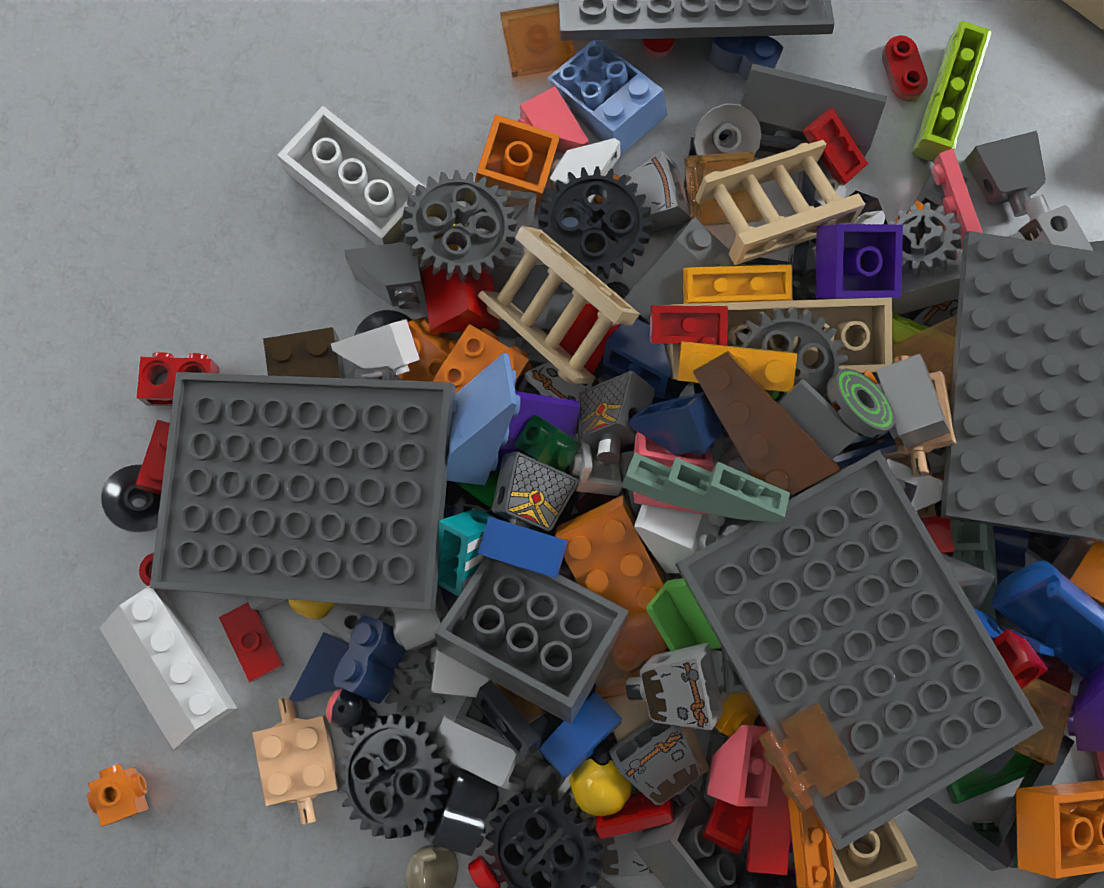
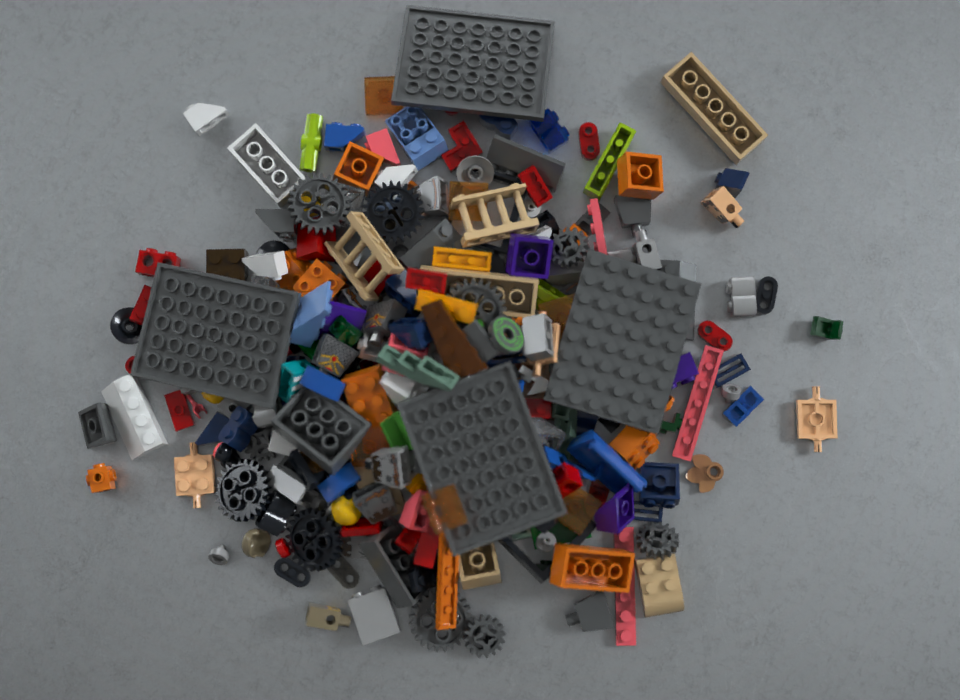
camera: 15 degrees right, 5 degrees up
(99, 693) = (97, 425): none -> dark grey slope
(230, 112) = (204, 116): none -> white slope
(284, 631) = (197, 408): none -> coral hand
(424, 131) = (311, 143): none -> lime piece
(474, 112) = (338, 136): none -> blue slope
(693, 101) = (465, 146): none -> red plate
(835, 57) = (550, 132): none -> clear blue brick
(991, 789) = (541, 543): none -> light grey tile
(1020, 100) = (640, 175): none -> orange brick

